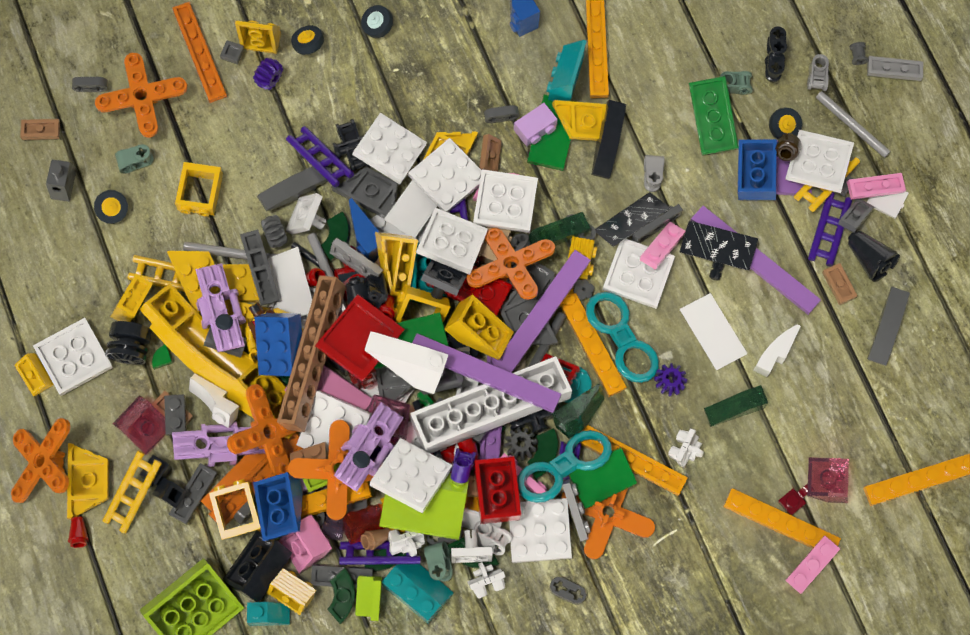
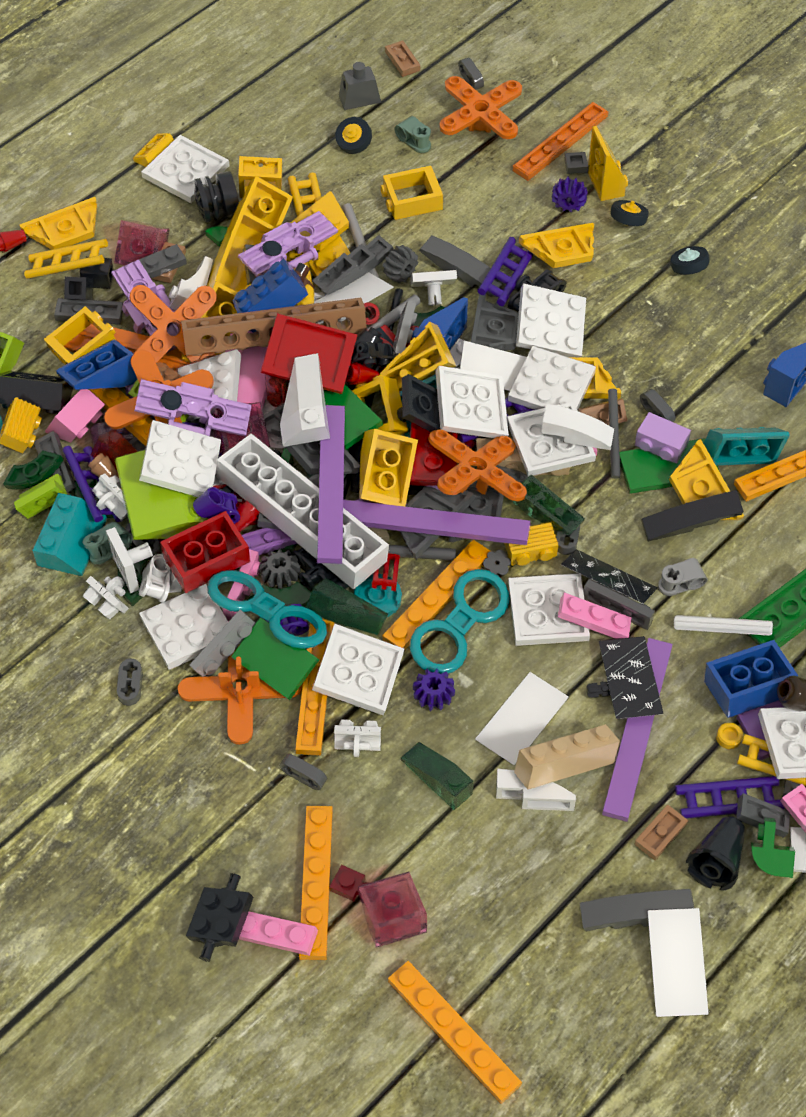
camera: 70 degrees right, 15 degrees down
(43, 460) = (66, 184): orange piece -> none
(314, 103) = (562, 245): none -> yellow wing
(513, 155) = (613, 422): none -> dark grey bar
(513, 179) = (576, 427): none -> white slope
(634, 423) = (358, 669): none -> white plate
(697, 496) = (303, 772): none -> dark grey beam
(705, 165) = (723, 625): none -> white axle
(768, 316) = (566, 756): none -> tan brick
(785, 205) = (729, 735): none -> yellow tile
(786, 597) = (219, 917): none -> black plate
(886, 224) = (769, 857): none -> green brick
(933, 319) = (677, 962): none -> white sticker

